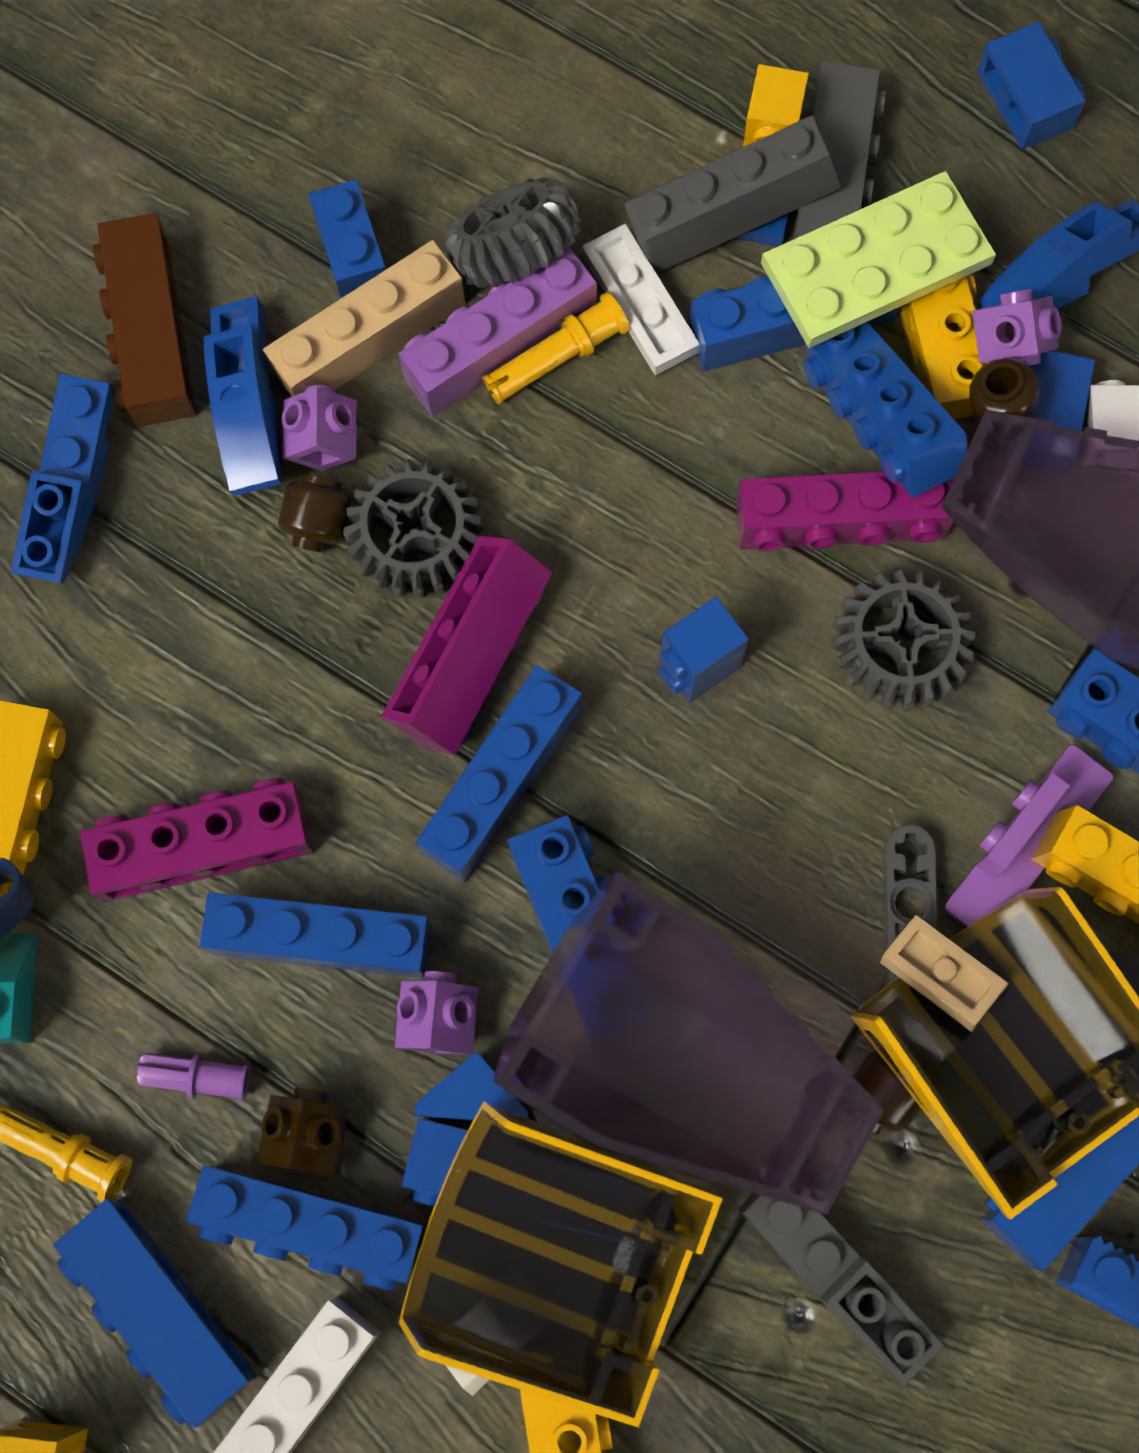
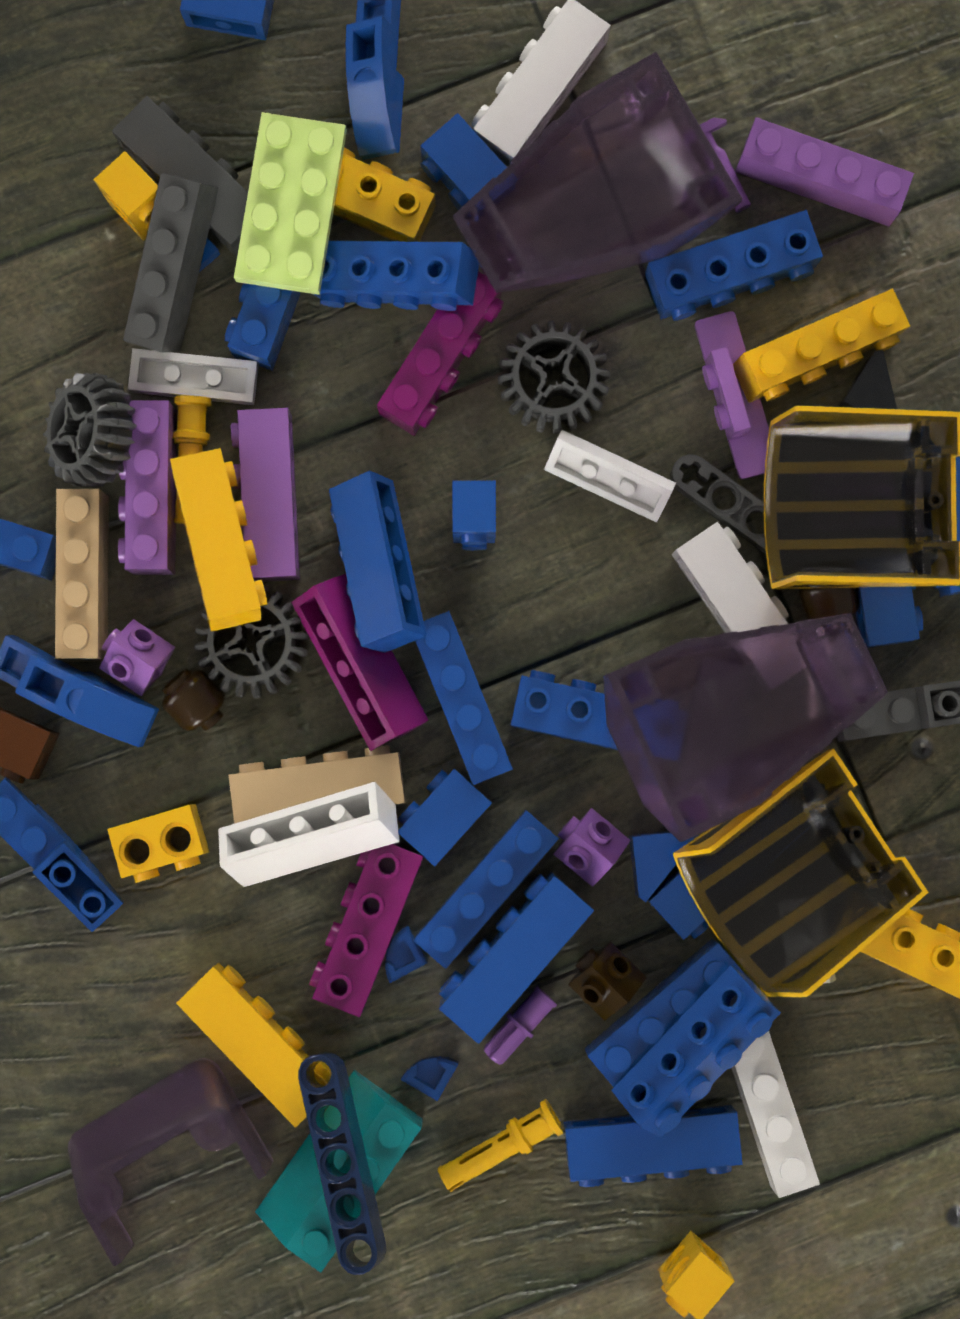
camera: 60 degrees left, 10 degrees up
(80, 1018) = (430, 1075): none -> blue tile
(153, 569) = (157, 832): none -> yellow brick
(188, 901) = (403, 955): none -> blue tile
(249, 710) = (308, 834): none -> white brick
(261, 1011) = (514, 957): none -> blue brick
(282, 1282) = (696, 1052): none -> blue brick
(308, 694) = (296, 782): none -> tan brick
(364, 839) = (442, 816): none -> blue brick
(487, 415) = (216, 539): none -> yellow brick
(572, 444) = (268, 490): none -> medium lavender brick
(579, 589) = (376, 562): none -> blue brick
(825, 962) = (727, 582): none -> white brick
(844, 767) = (609, 476): none -> white plate
(916, 1169) = (888, 615): none -> blue brick
(943, 973) = (786, 512): tan plate -> none
(1006, 388) = (436, 186): dark brown head -> none
(1017, 328) = (405, 149): medium lavender brick -> none

